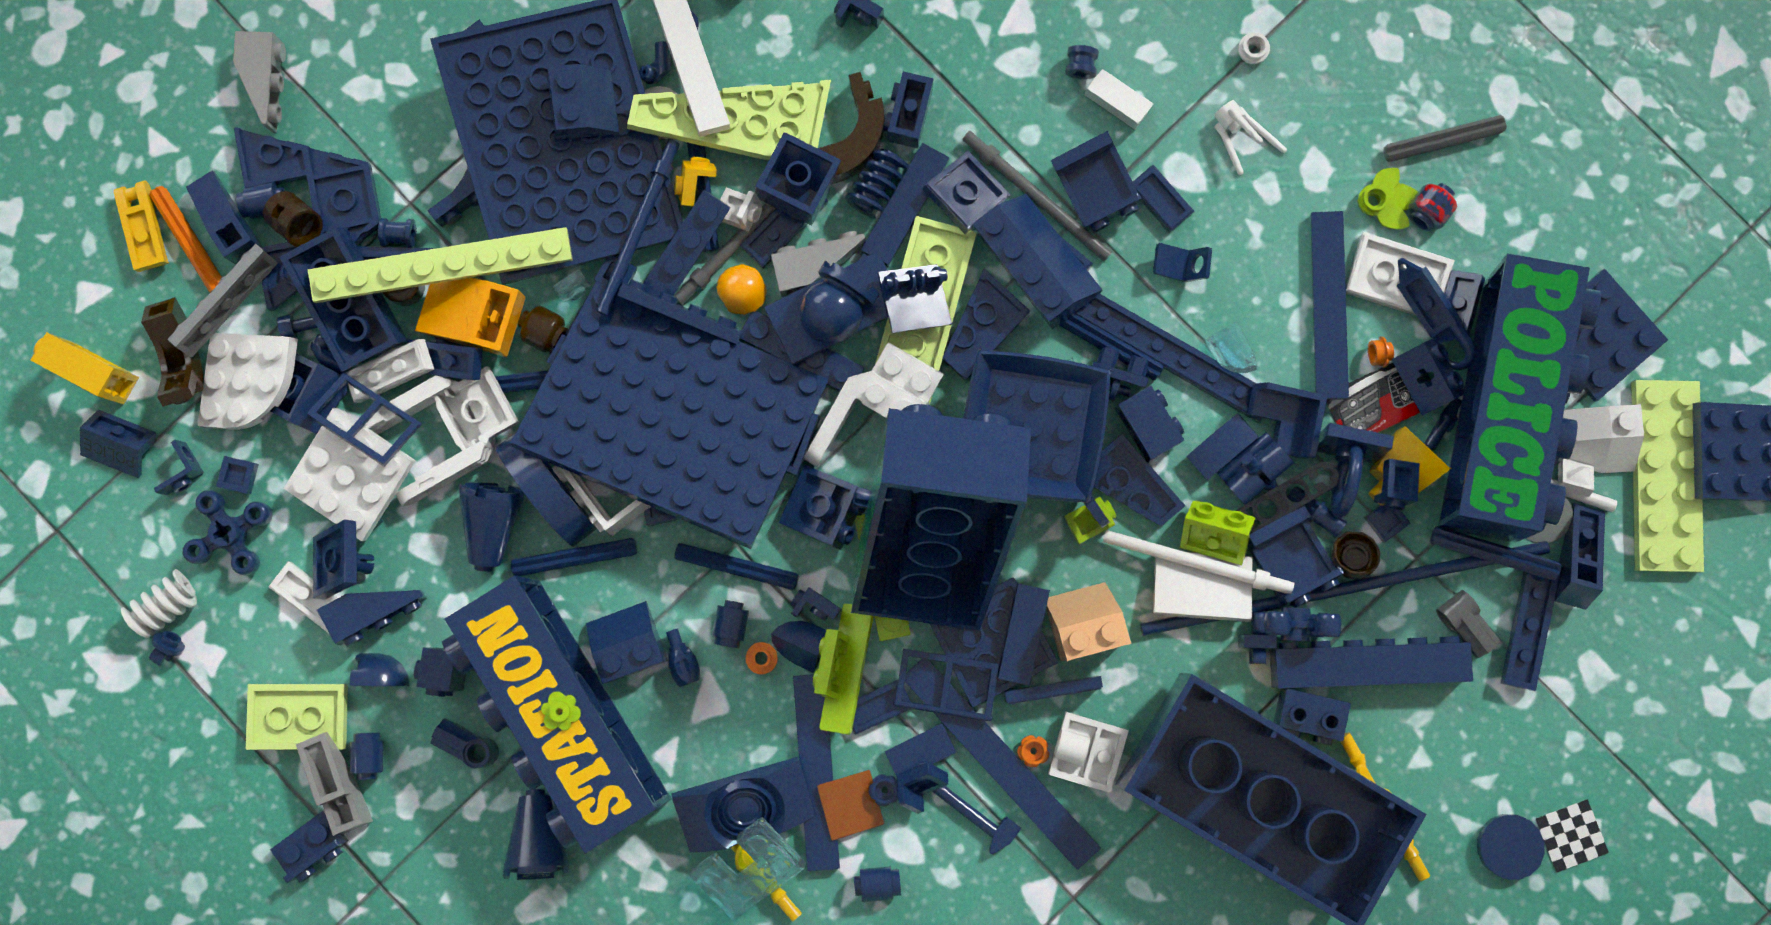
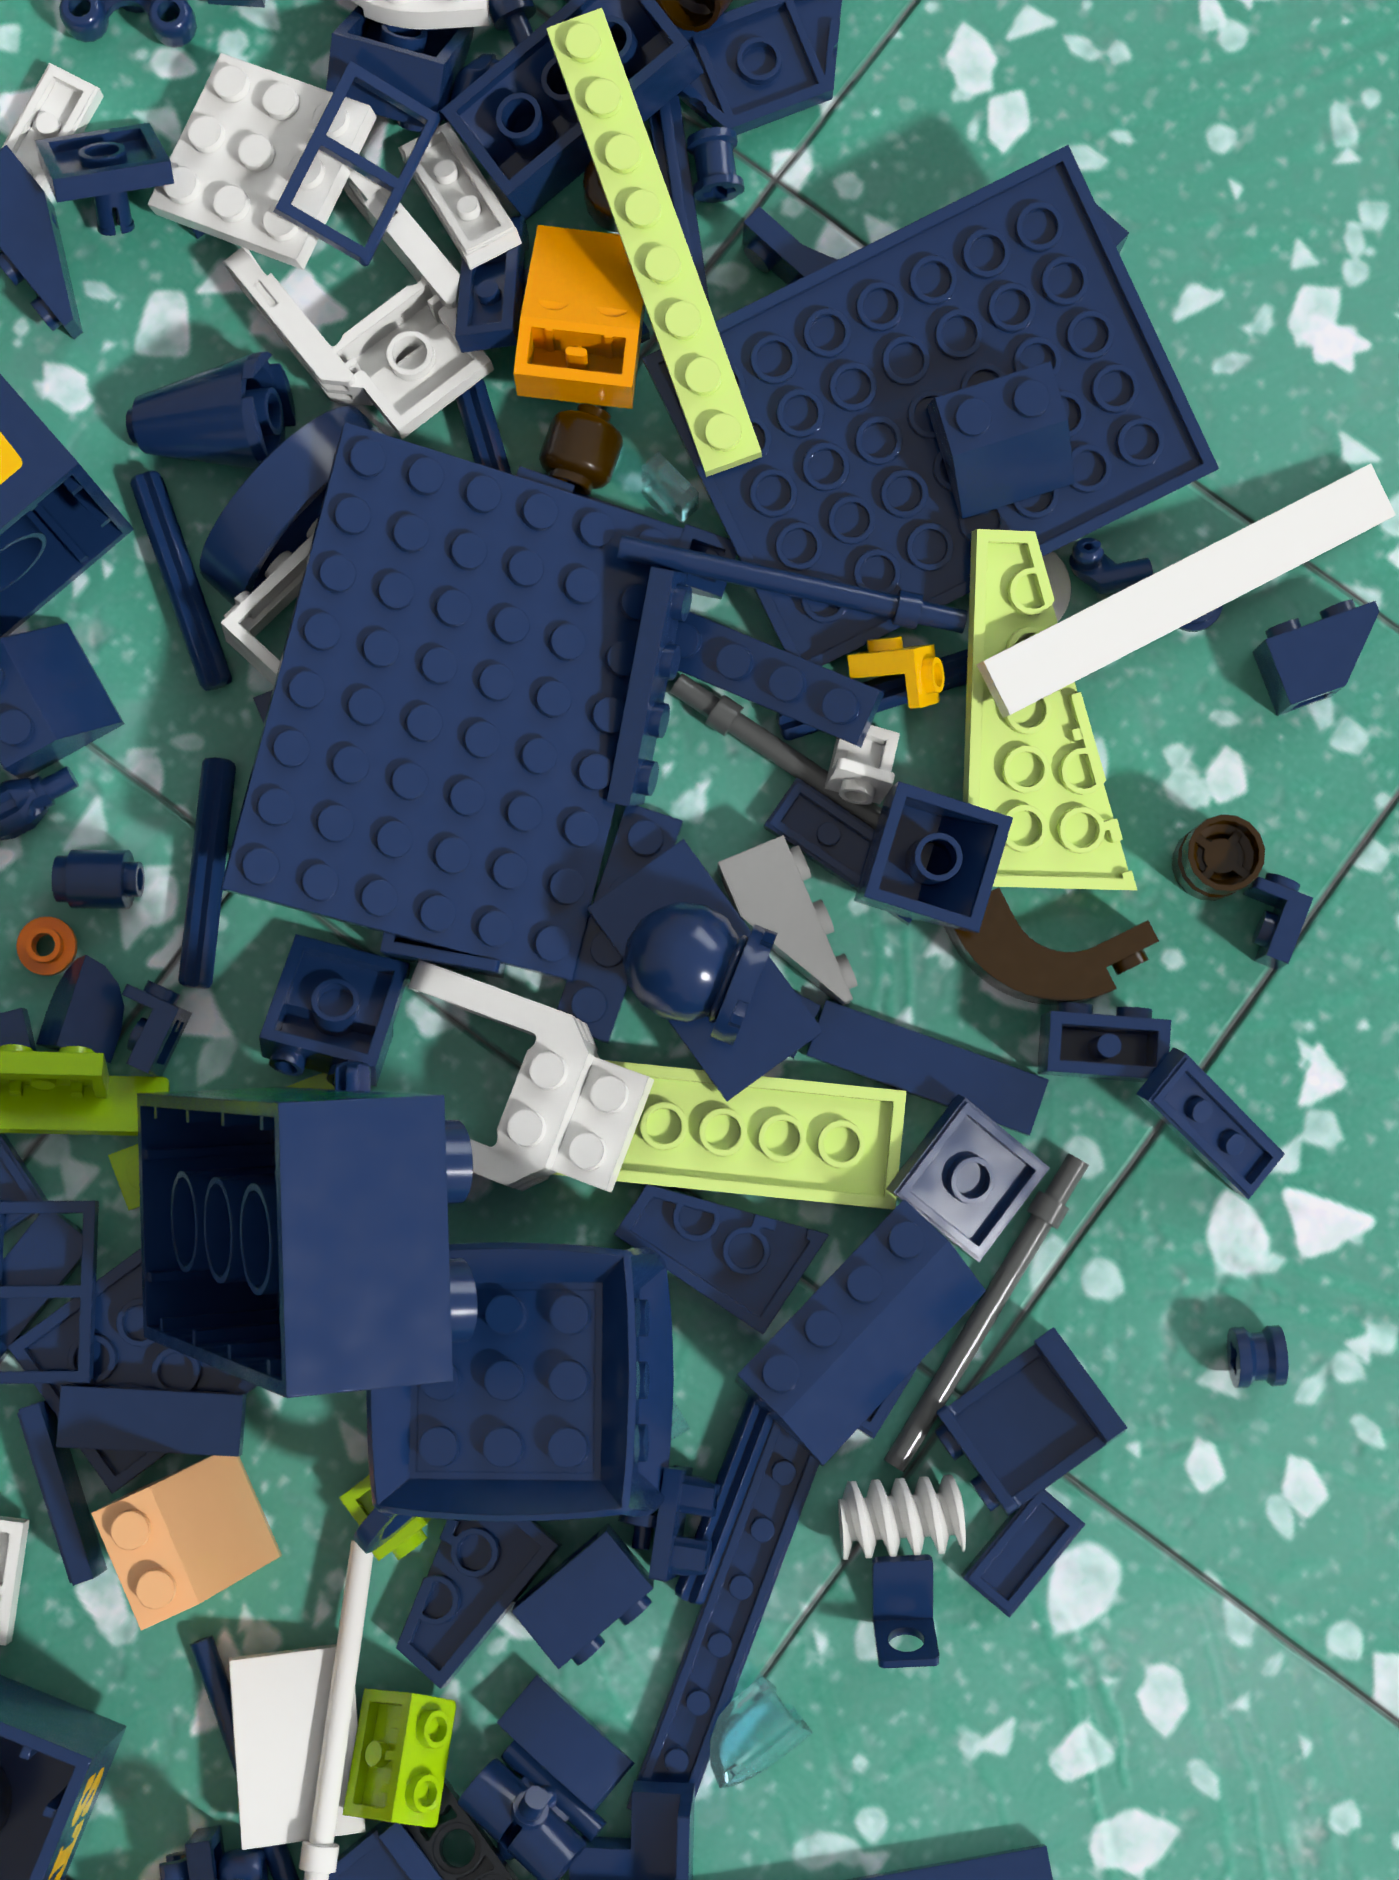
camera: 75 degrees right, 0 degrees up
(741, 289) = (715, 794): light orange hair -> none
(821, 34) = (1218, 857): none -> dark brown wheel
(876, 182) = (957, 1007): dark blue piece -> none
(915, 298) = (745, 1114): hinge -> none
(959, 62) = (1210, 1123): none -> dark blue tile
(1118, 99) = (1200, 1438): white slope -> none
(1133, 255) = (901, 1516): none -> white piece
(1234, 118) = (1204, 1669): white plant -> none
(1257, 40) = (1363, 1693): white plate -> none

